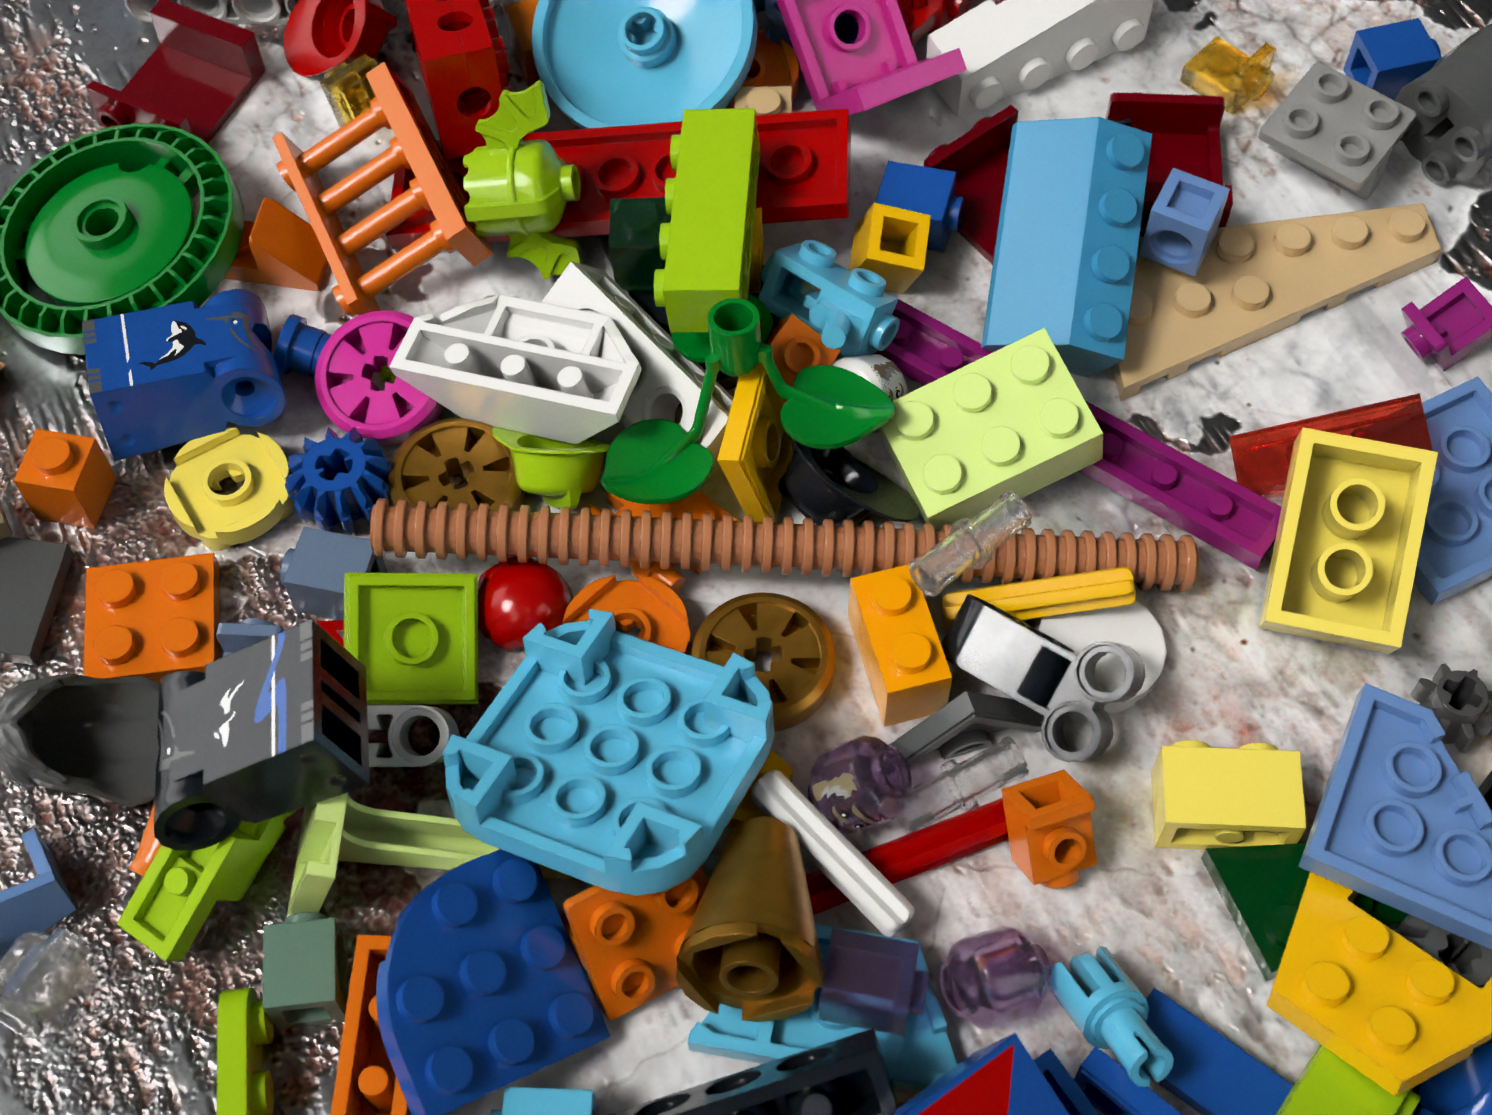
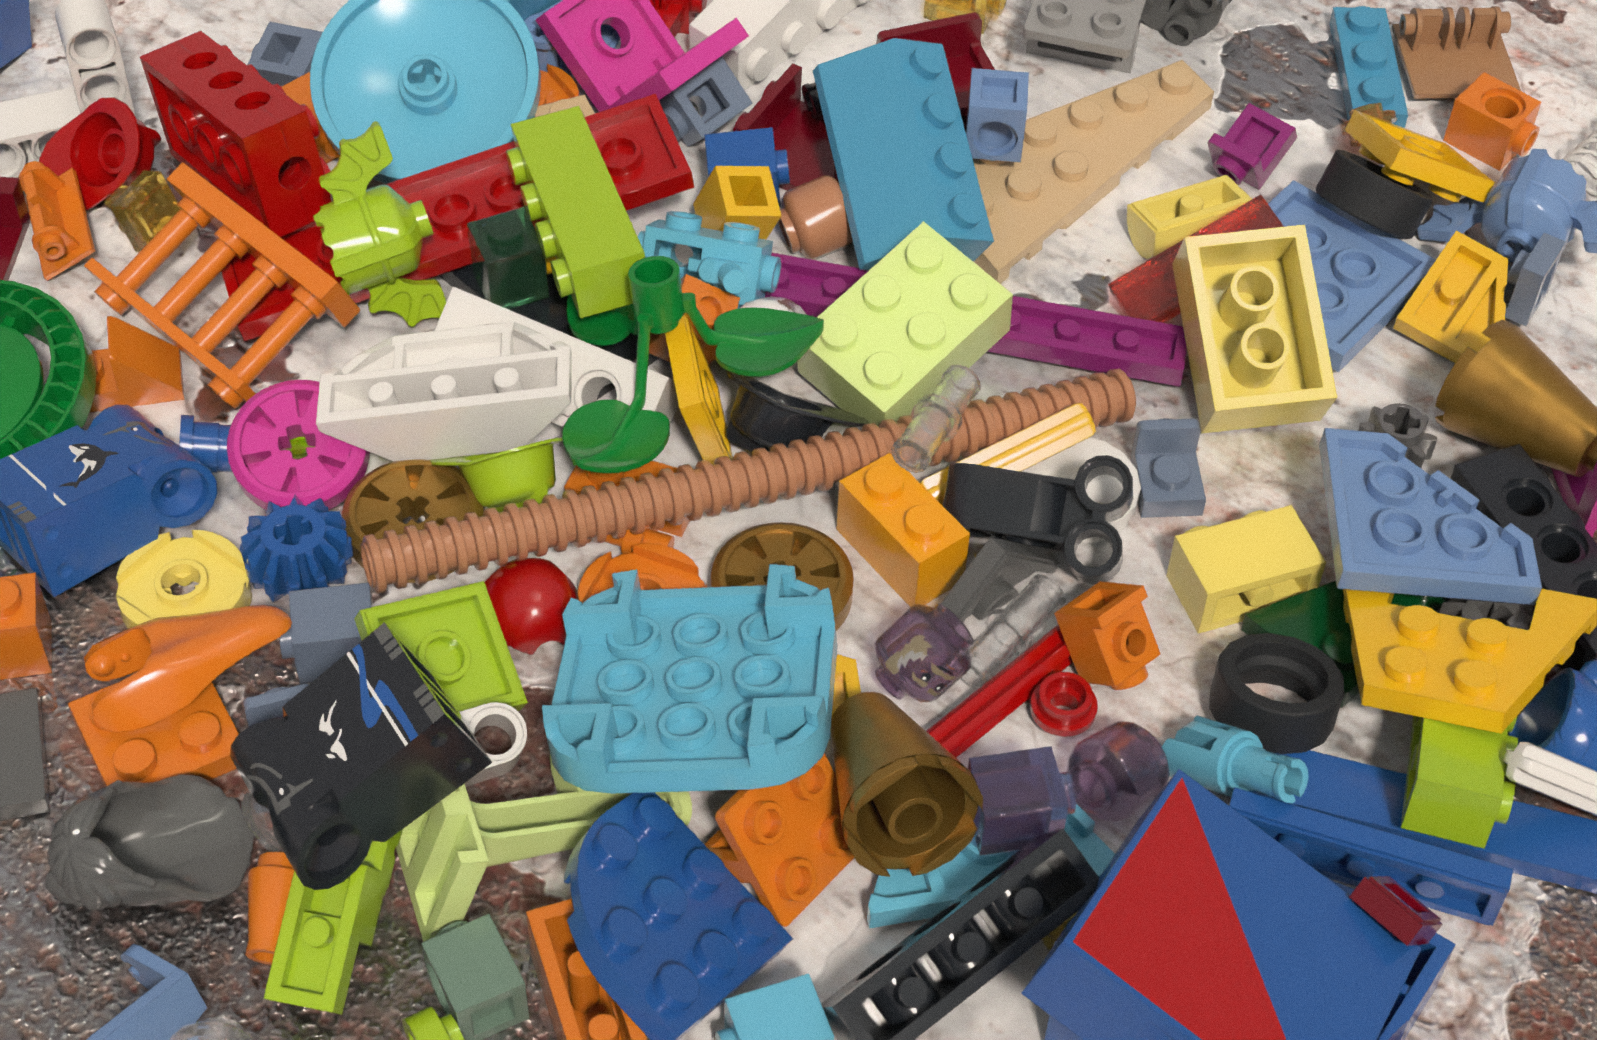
camera: 25 degrees left, 10 degrees down
(183, 563) = (174, 661): none -> orange animal
(277, 79) = (56, 217): none -> orange hinge
(834, 854) = (935, 714): white axle -> none
(928, 123) = (716, 96): none -> sand blue brick
(962, 277) = (815, 218): none -> nougat head
(983, 865) = (1068, 691): none -> red plate
(1200, 660) = (1168, 468): none -> sand blue bracket
(1215, 912) = (1285, 663): none -> black tyre
(1345, 380) = (1177, 214): none -> light yellow brick

